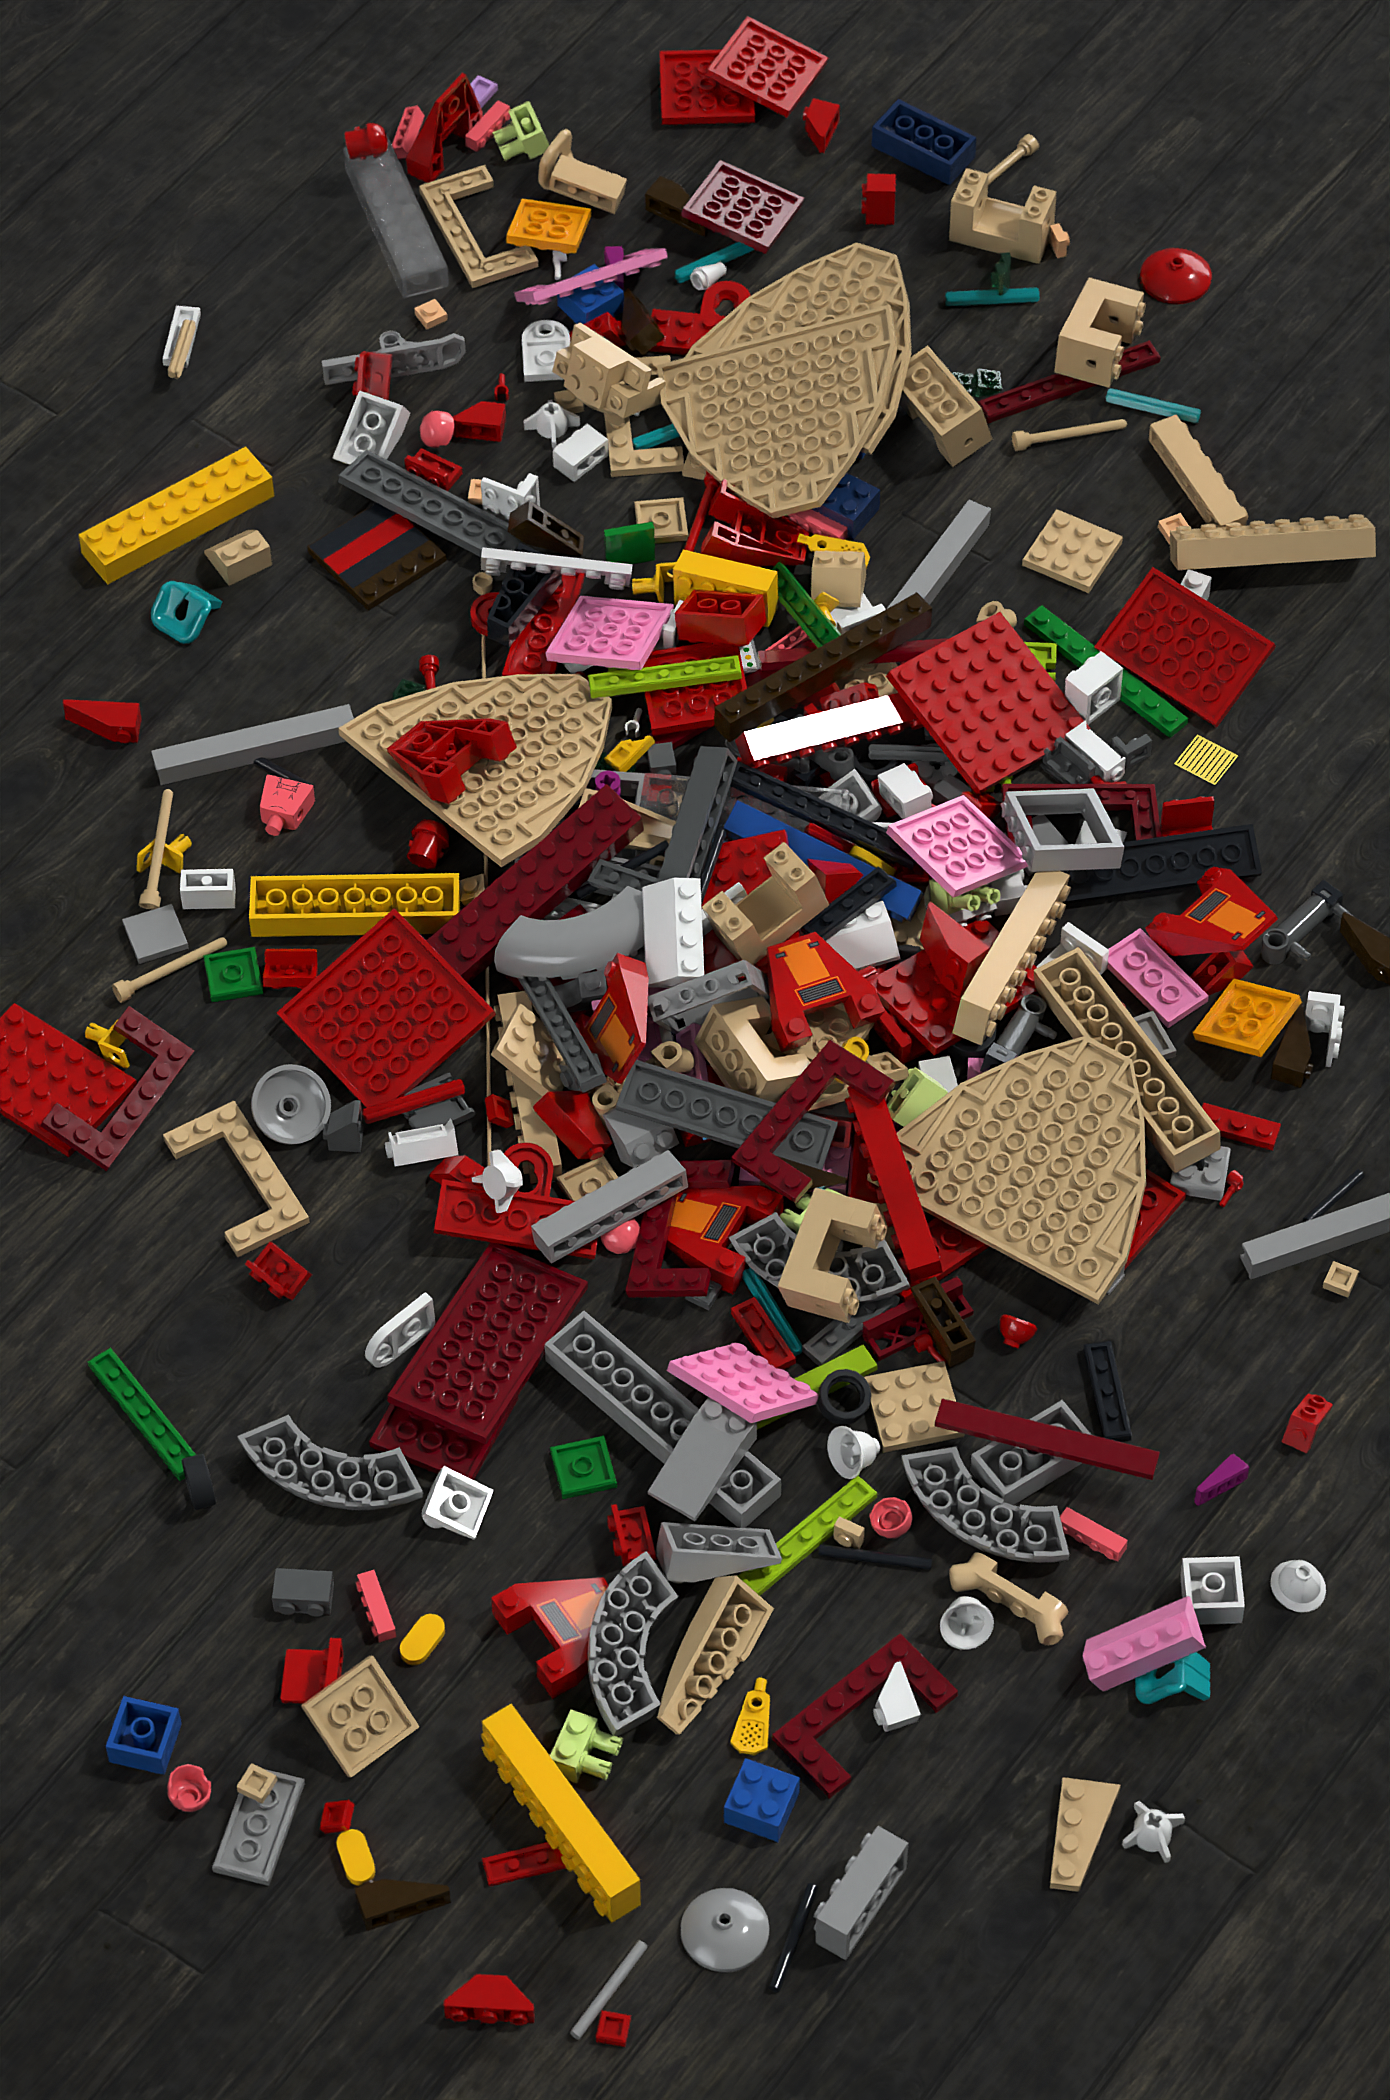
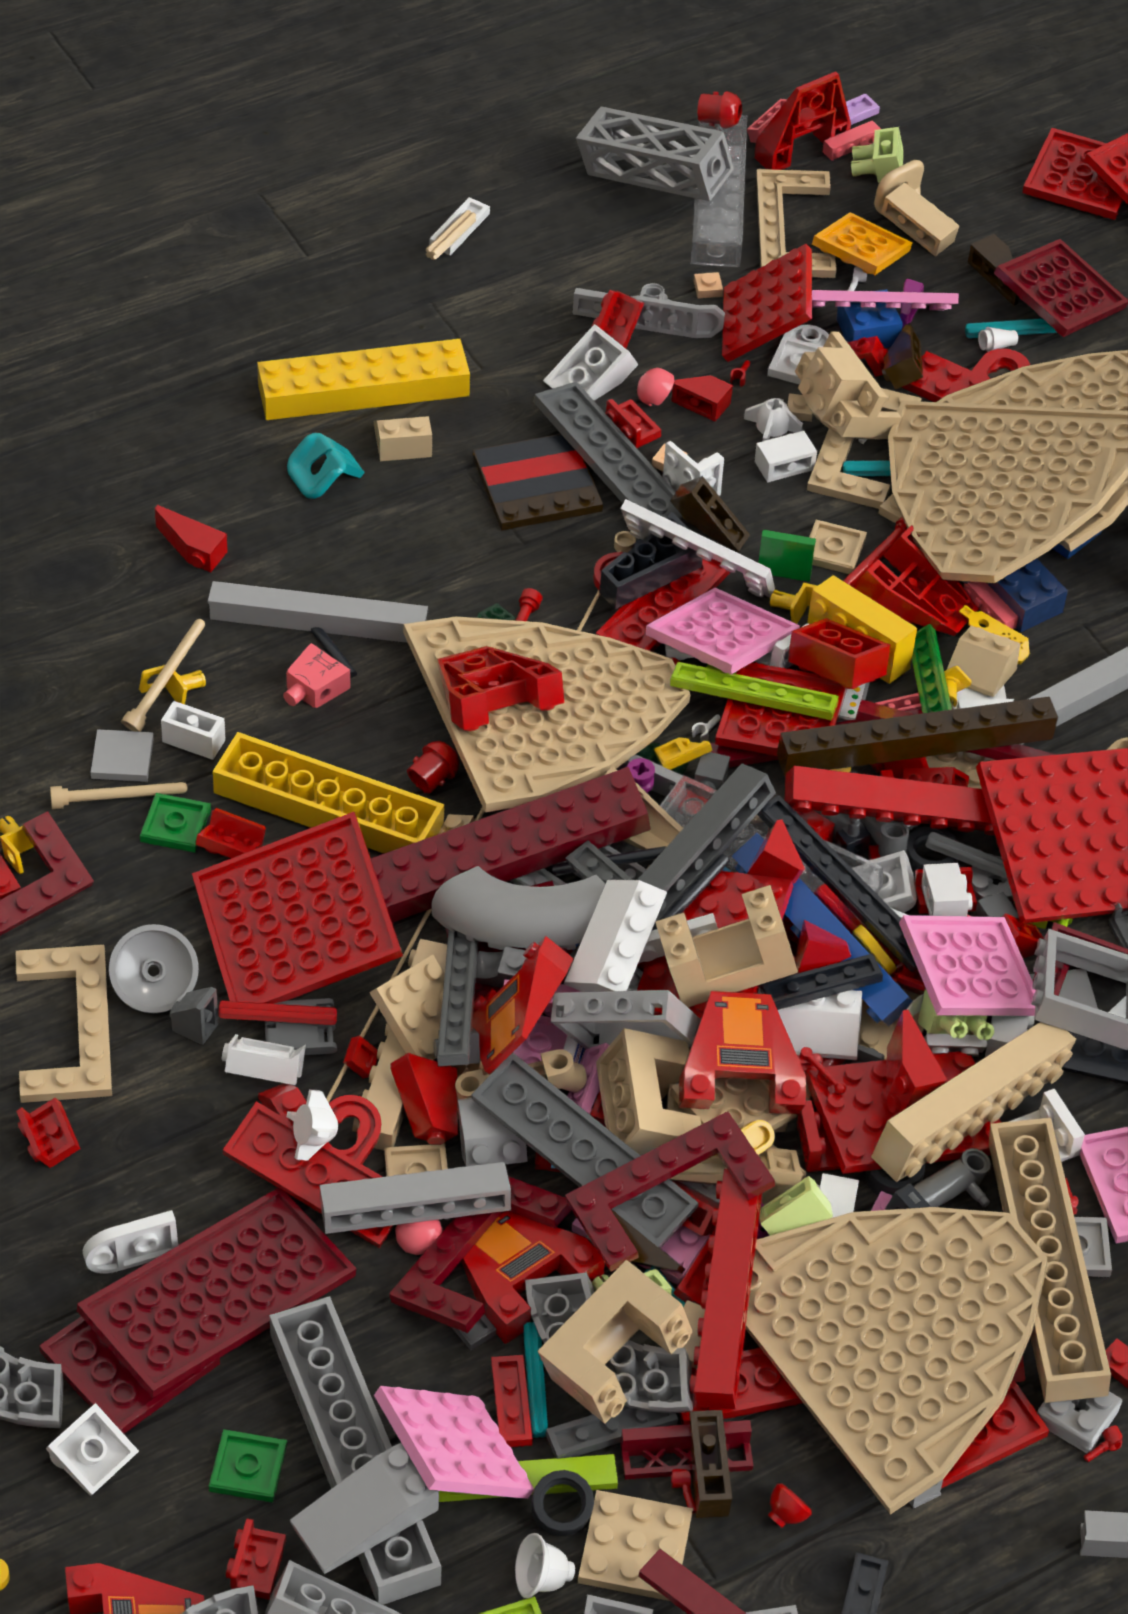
camera: 20 degrees right, 5 degrees down
(273, 214) = (601, 149): none -> light grey piece
(498, 315) = (767, 302): none -> red plate
(764, 813) = (777, 856): none -> red slope
(862, 969) = (806, 1054): none -> red hinge

